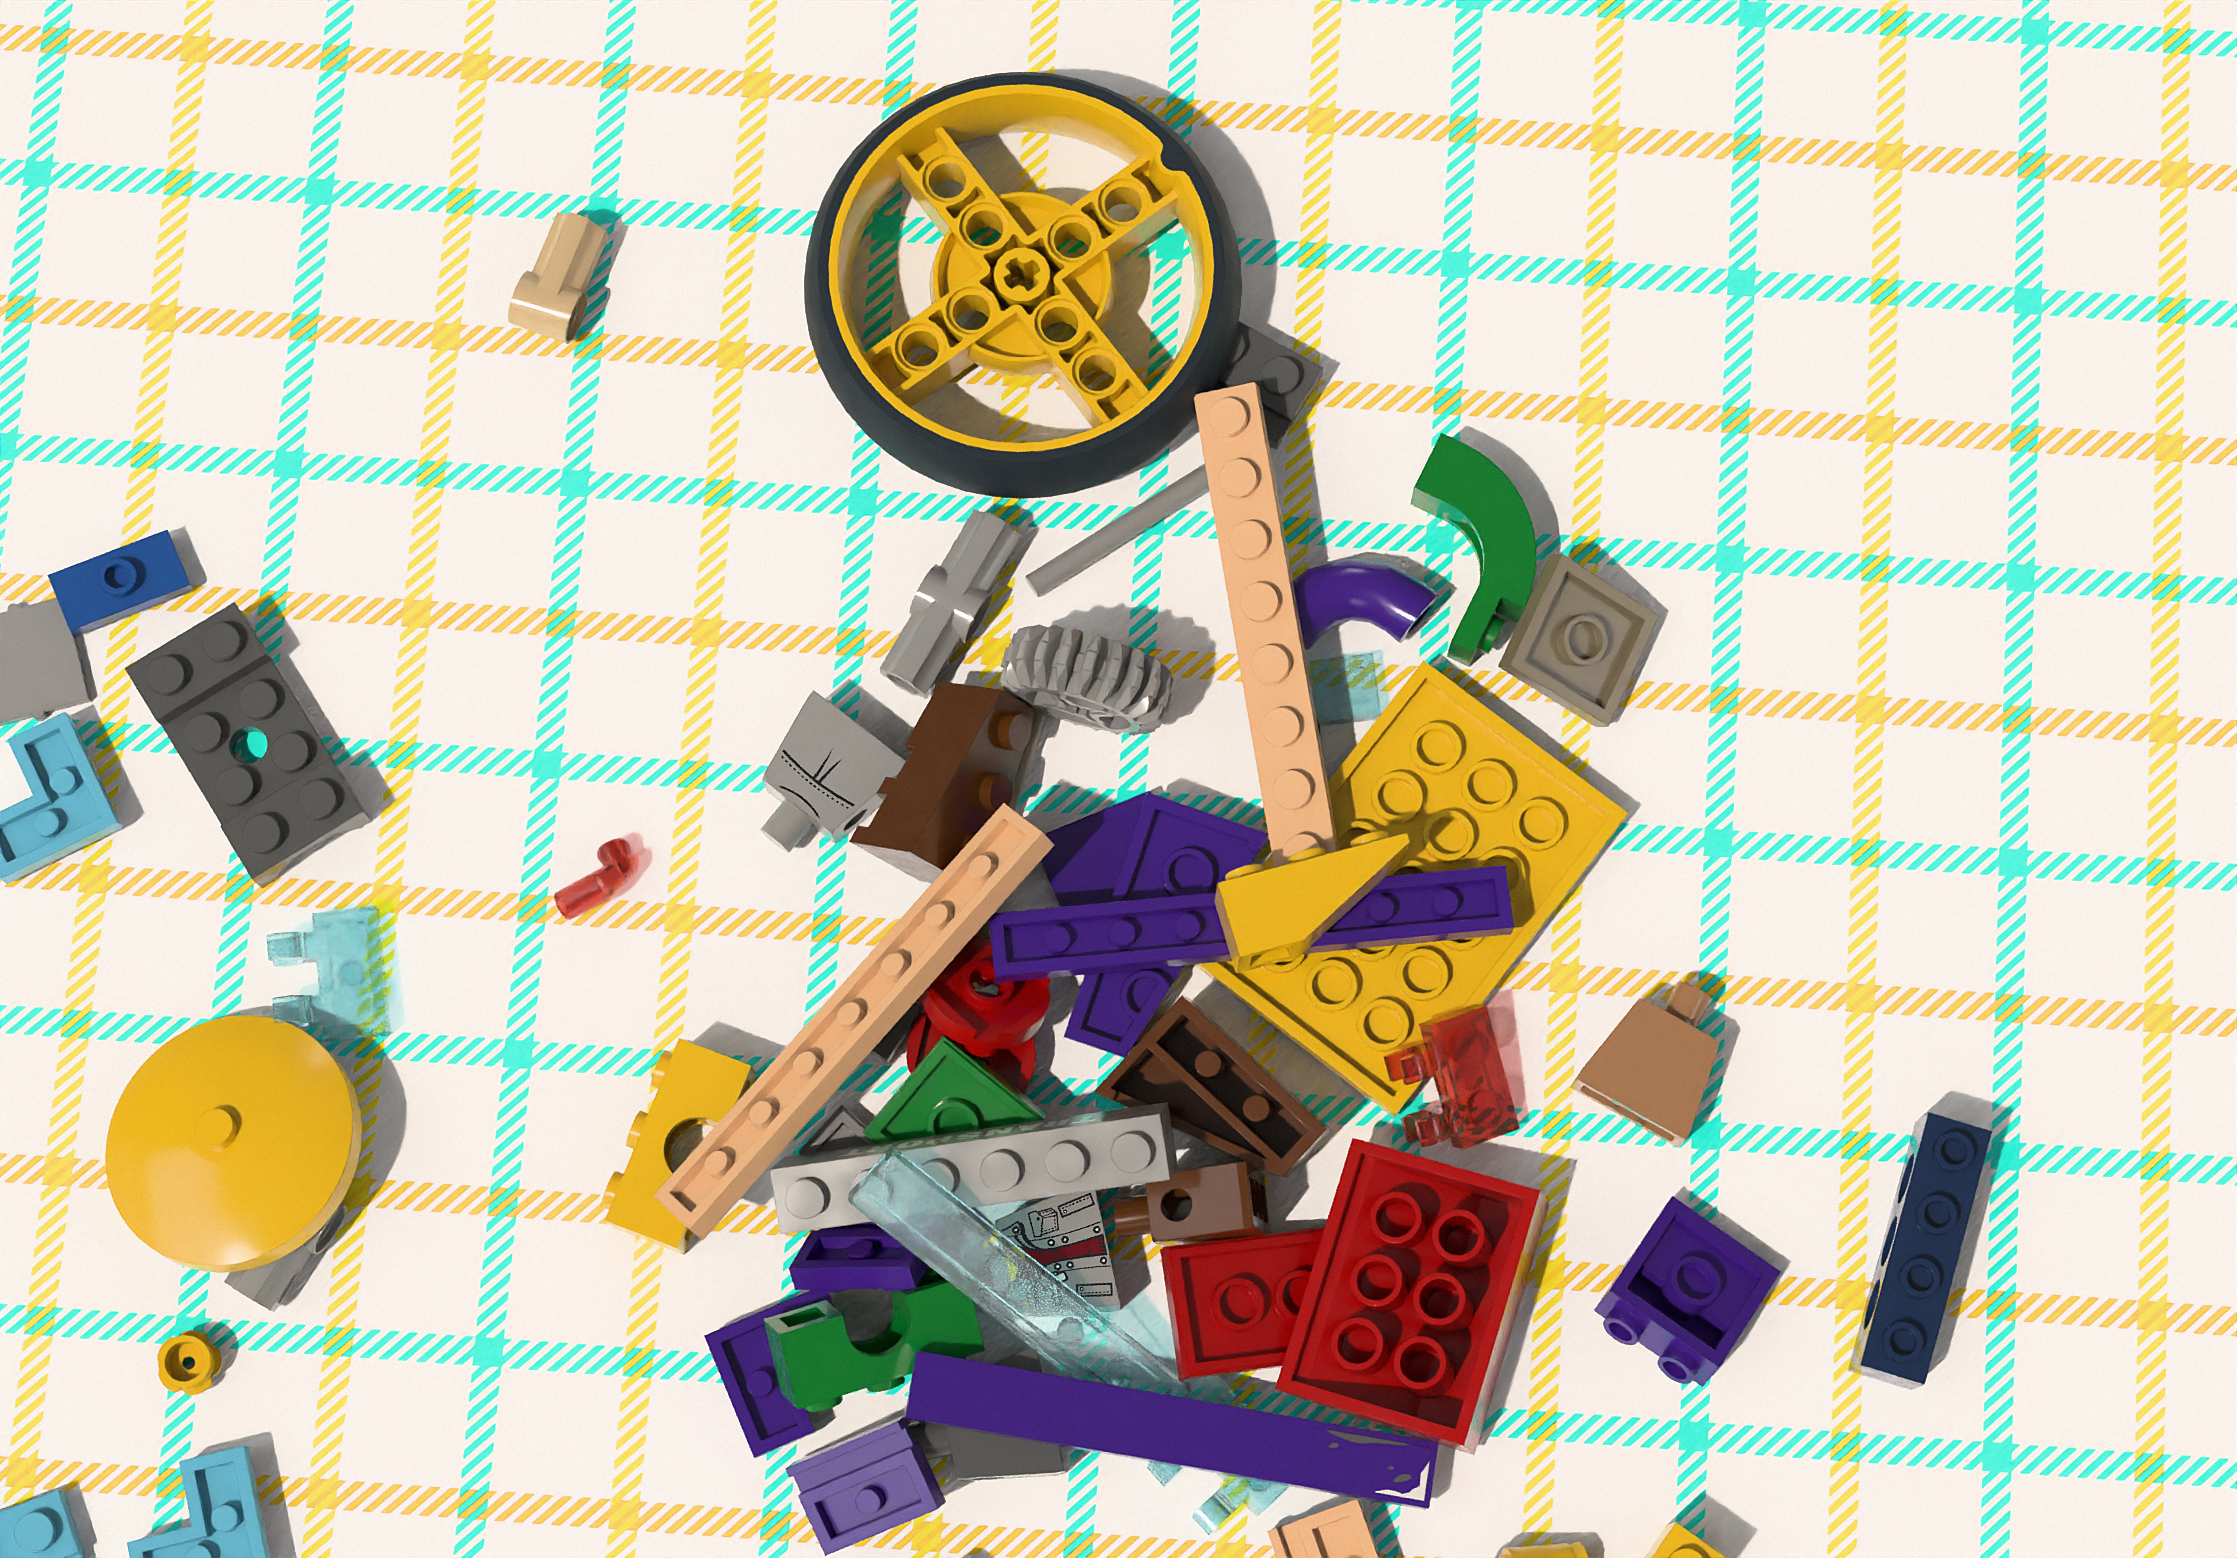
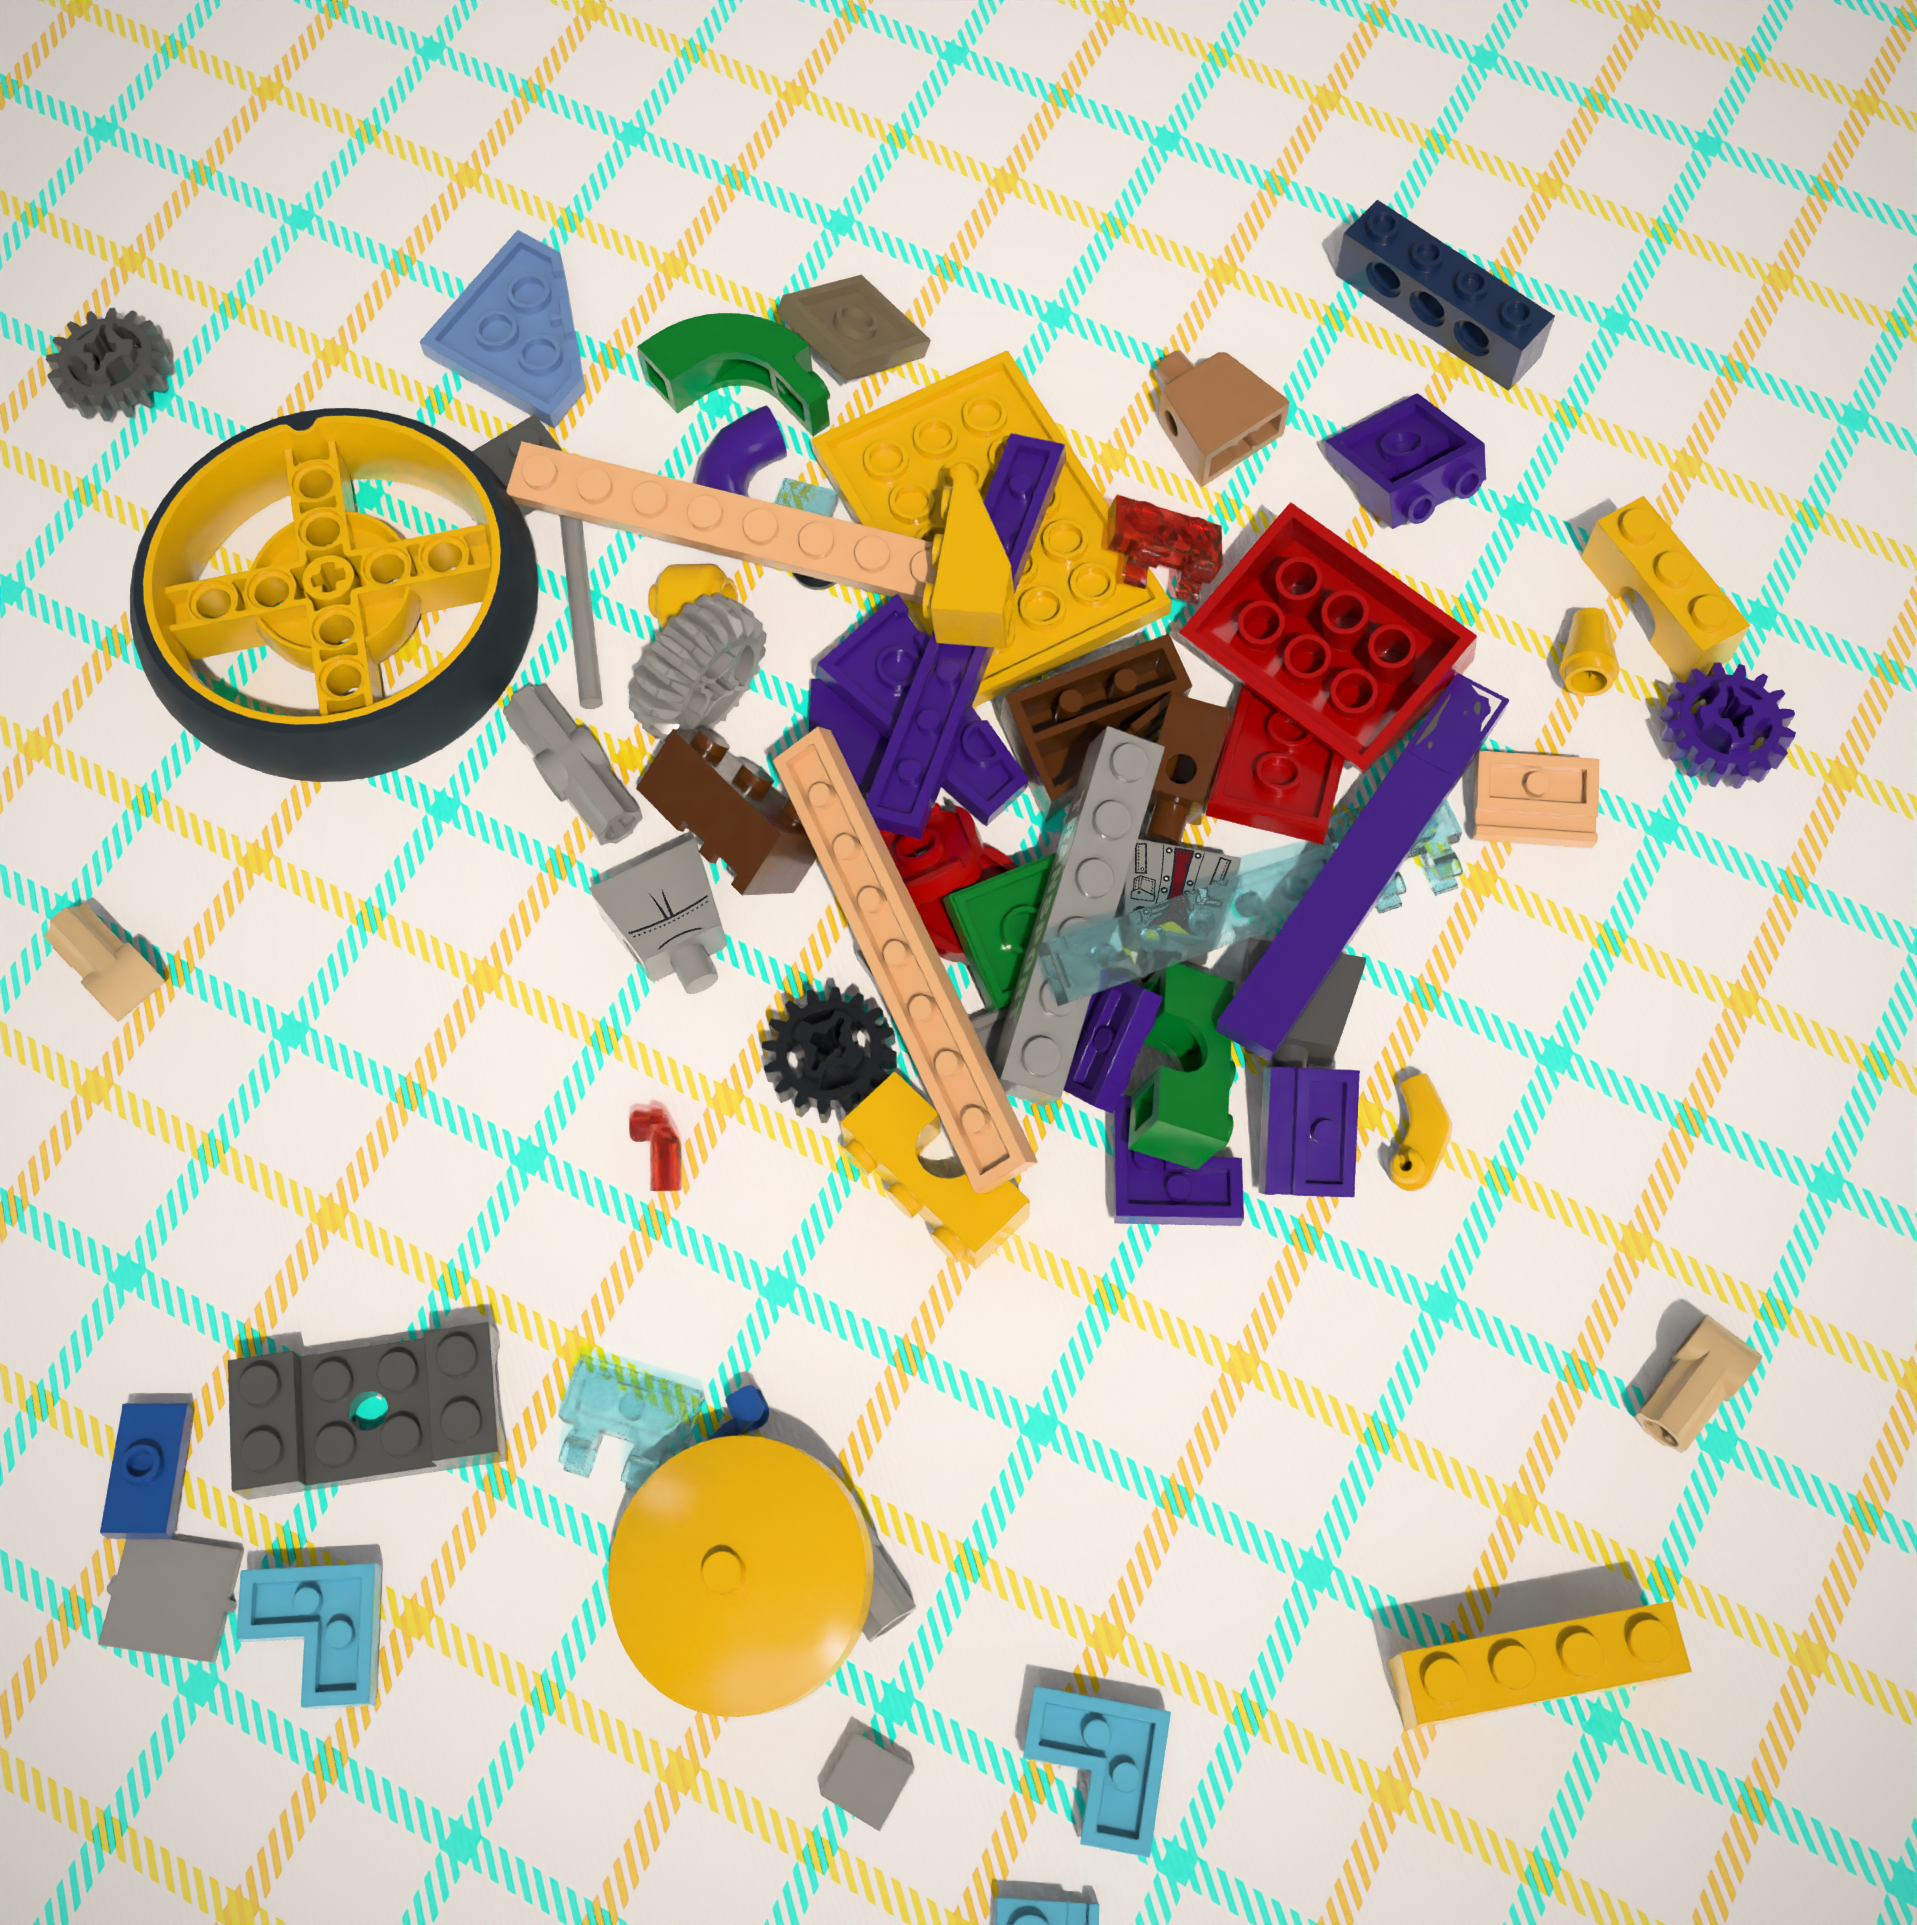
camera: 65 degrees left, 10 degrees down
(111, 1335) = (867, 1781): none -> light grey tile
(171, 1363) = (933, 1694): yellow plate -> none
(387, 1079) = (747, 1410): none -> blue hand
(755, 967) = (821, 1029): none -> black gear
(1182, 631) = (685, 584): none -> yellow head
(1423, 294) = (515, 331): none -> medium blue plate

